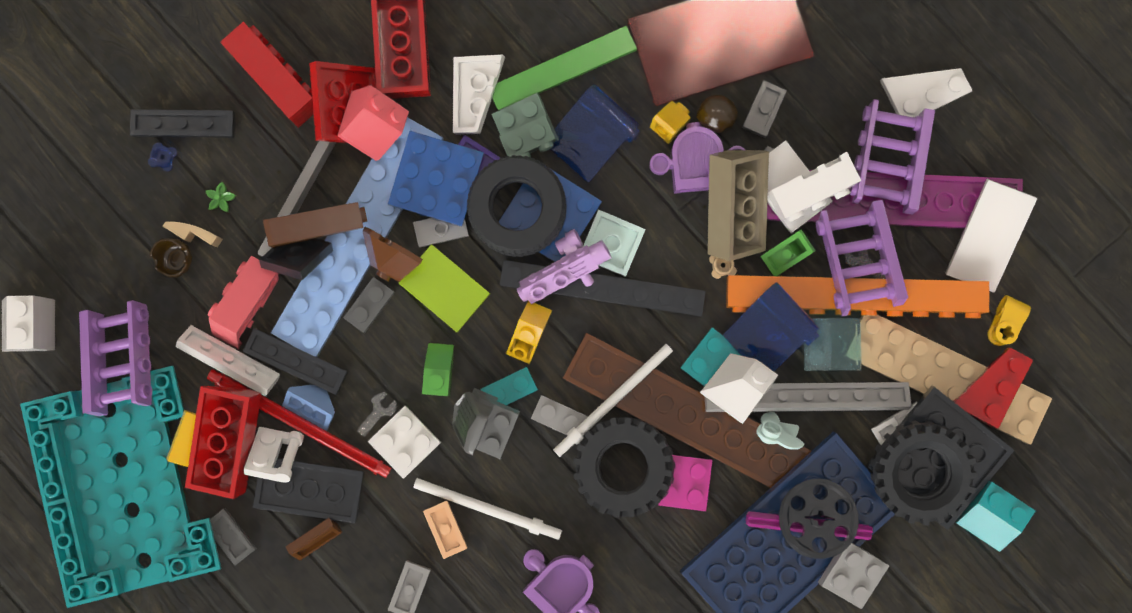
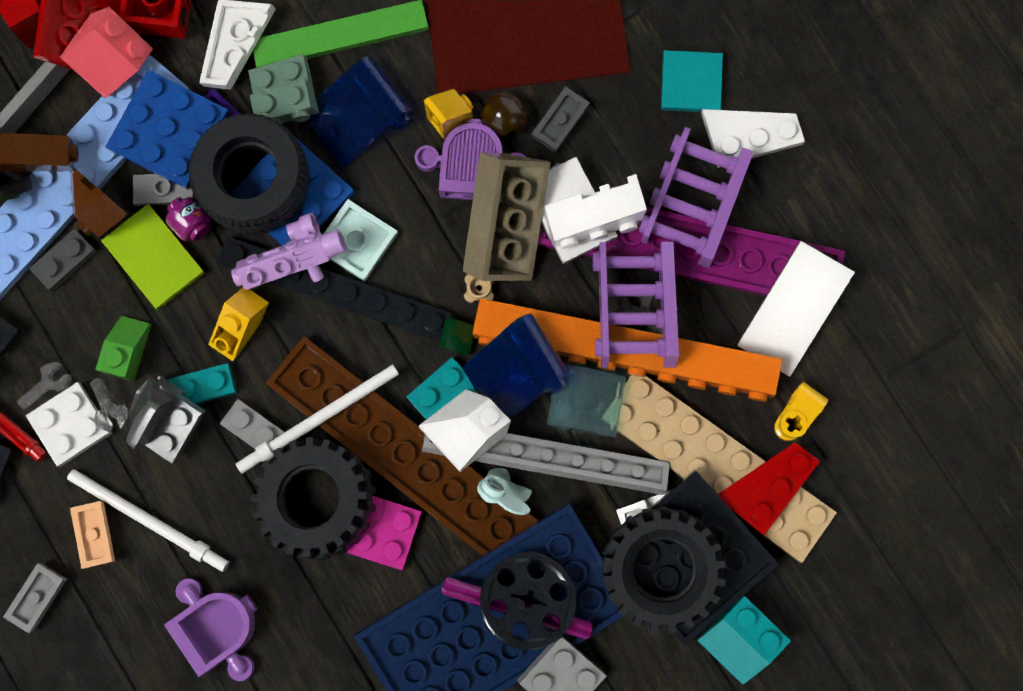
camera: 15 degrees right, 5 degrees down
(435, 422) = (107, 407): none -> clear bar
(469, 251) = (188, 219): none -> magenta head
(713, 309) = (457, 336): none -> dark green tile
(788, 253) = (555, 286): bright green slope -> none
(867, 55) = (691, 81): none -> teal tile

